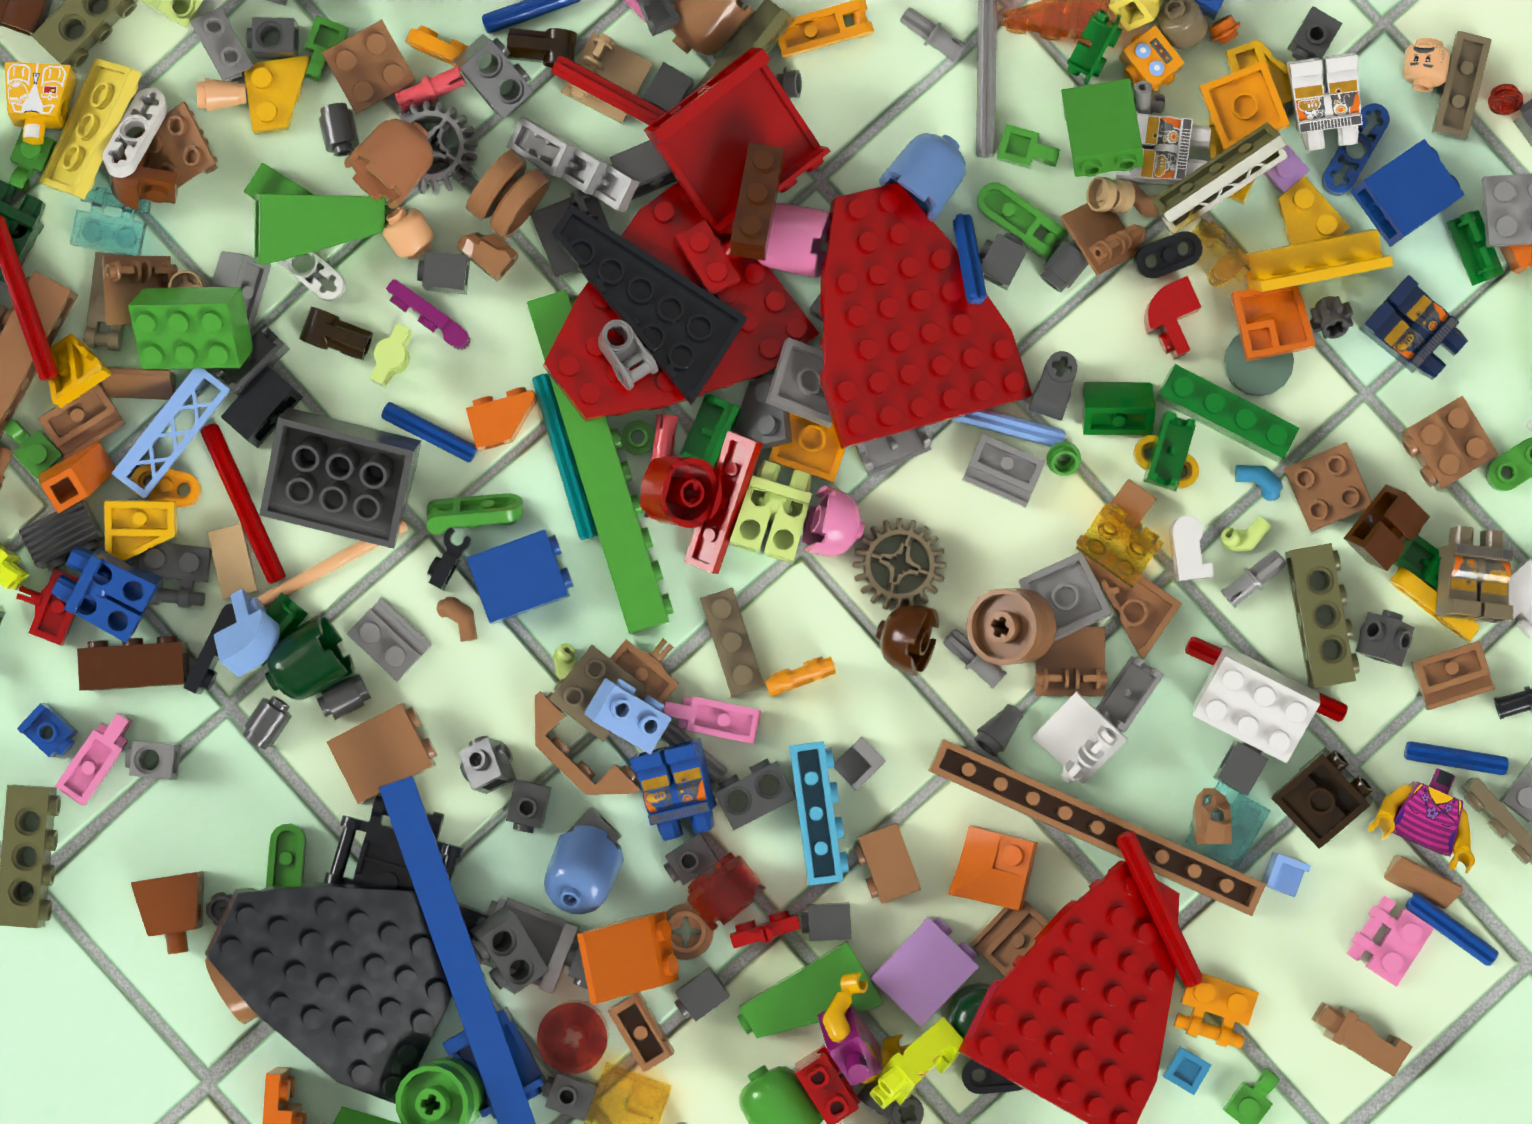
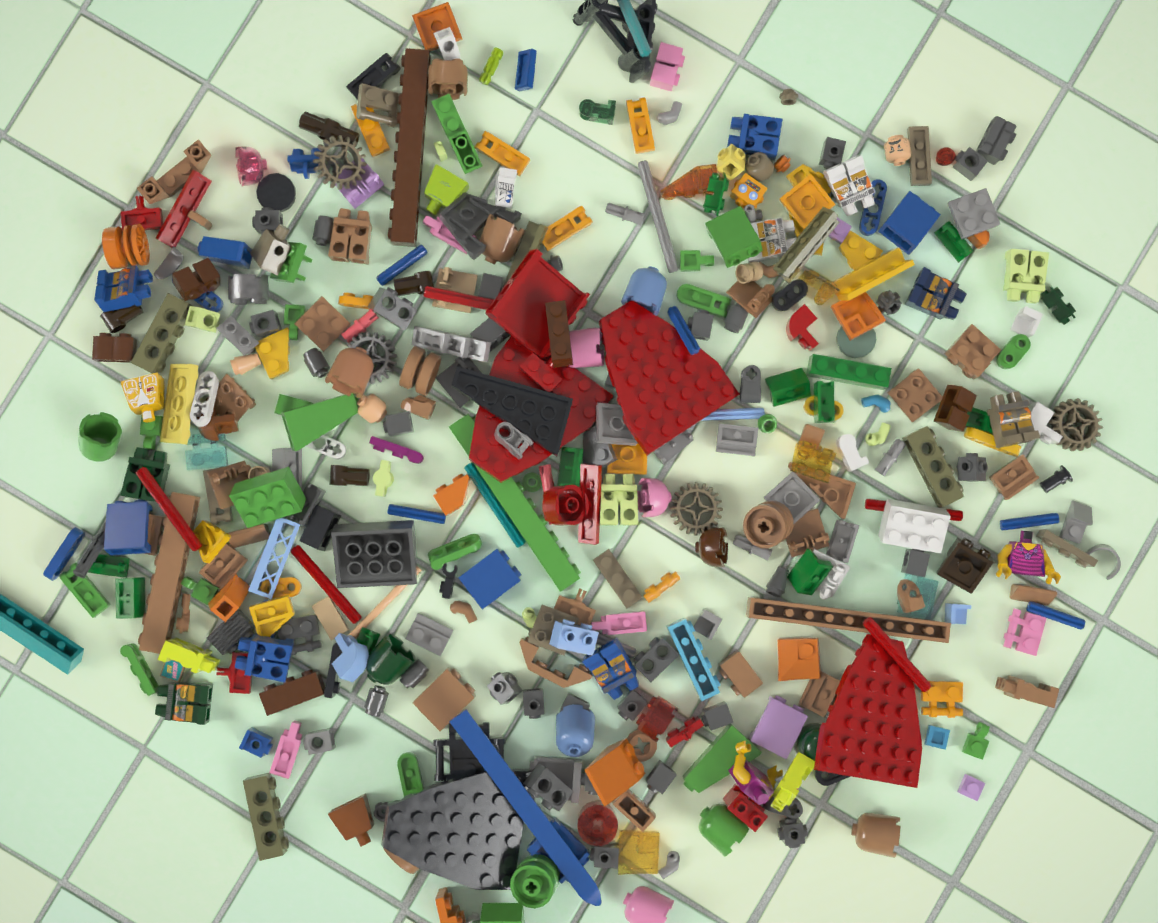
camera: 25 degrees left, 0 degrees up
(1055, 730) = (809, 573): none -> green panel

